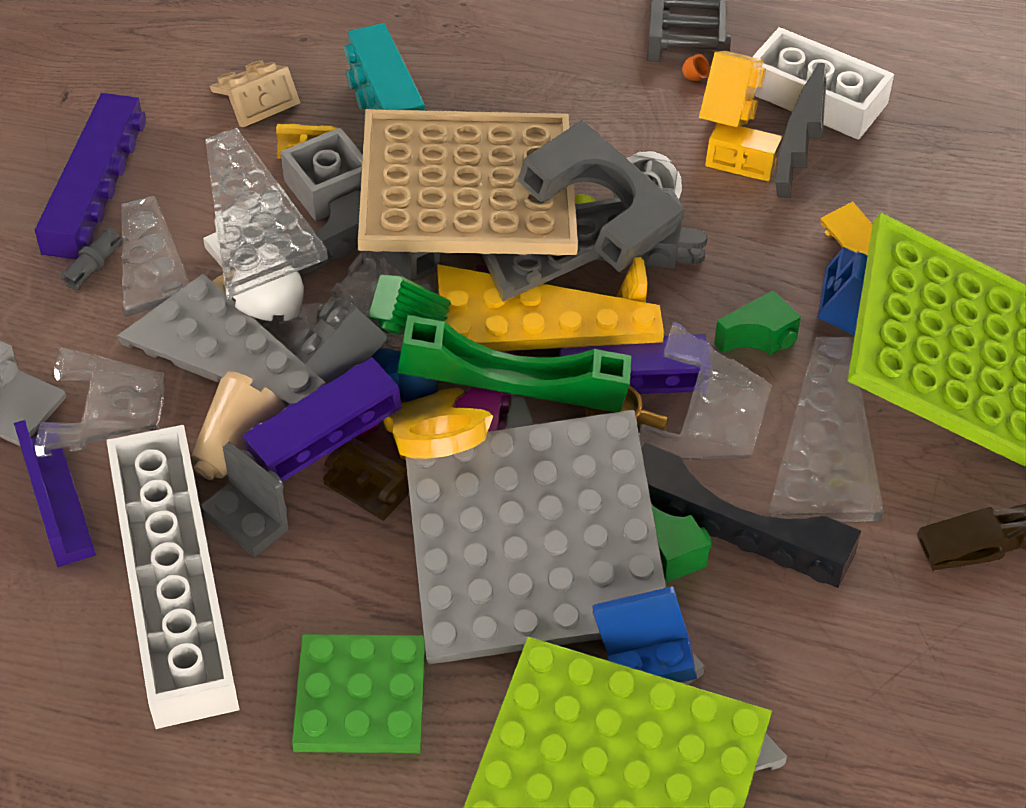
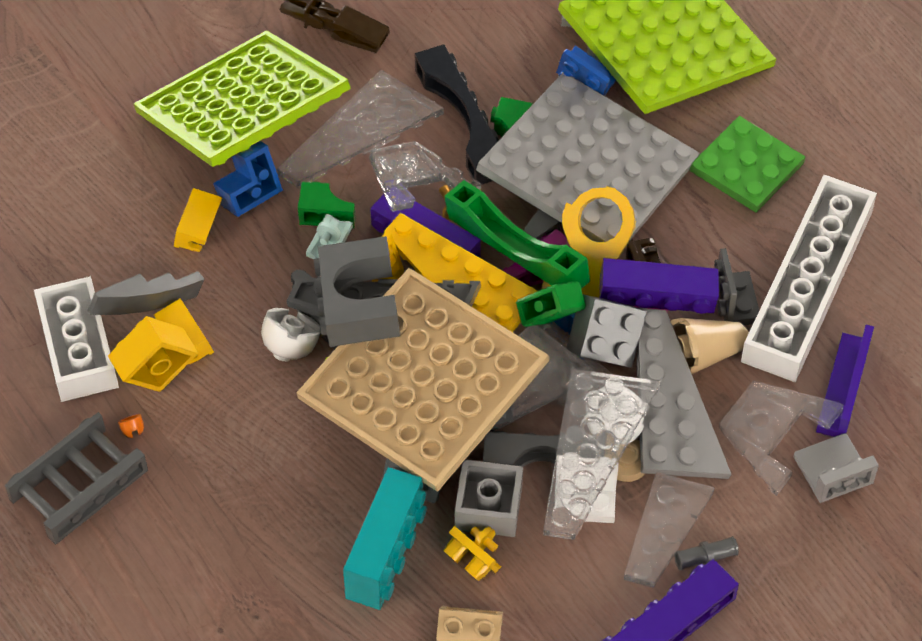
camera: 140 degrees left, 5 degrees up
(712, 293) = (329, 232): none -> light aqua hips

